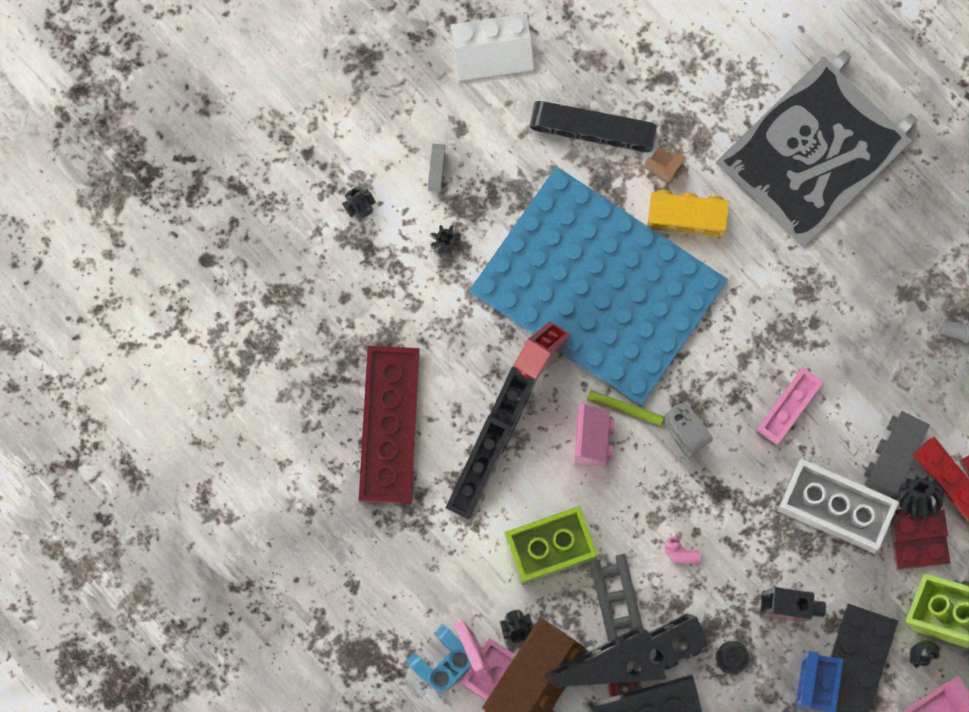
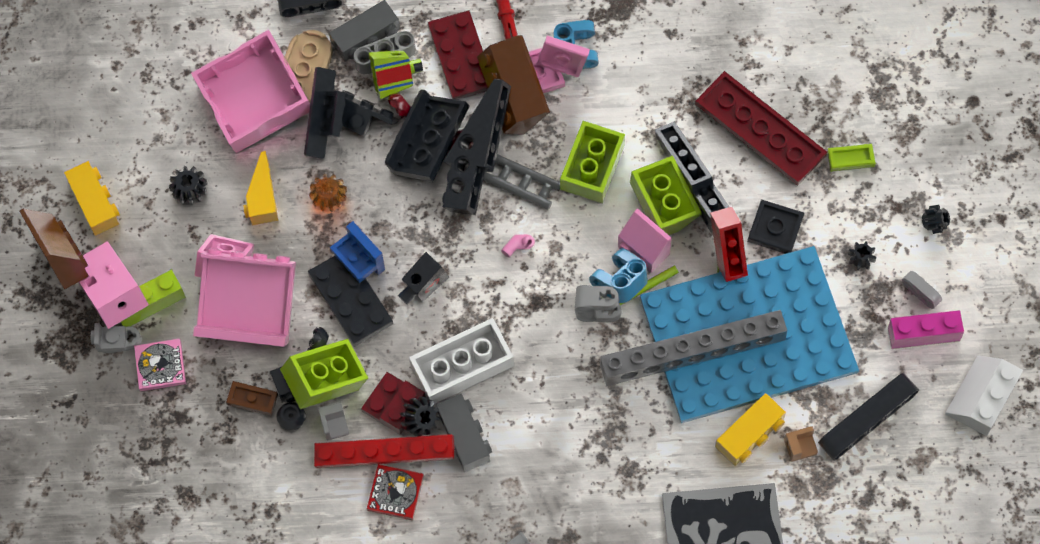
camera: 130 degrees right, 10 degrees down
(352, 324) = (851, 157): none -> lime tile
(473, 136) = (925, 329): none -> dark pink brick
(476, 339) = (775, 227): none -> black tile
(516, 626) = (558, 104): black gear -> none
(533, 452) = (665, 195): none -> lime slope
(620, 435) = (627, 280): none -> dark azure piece
(660, 311) = (693, 348): none -> flat silver brick
(728, 665) = (422, 229): black plate -> none
(790, 406) = (557, 390): bright pink plate -> none

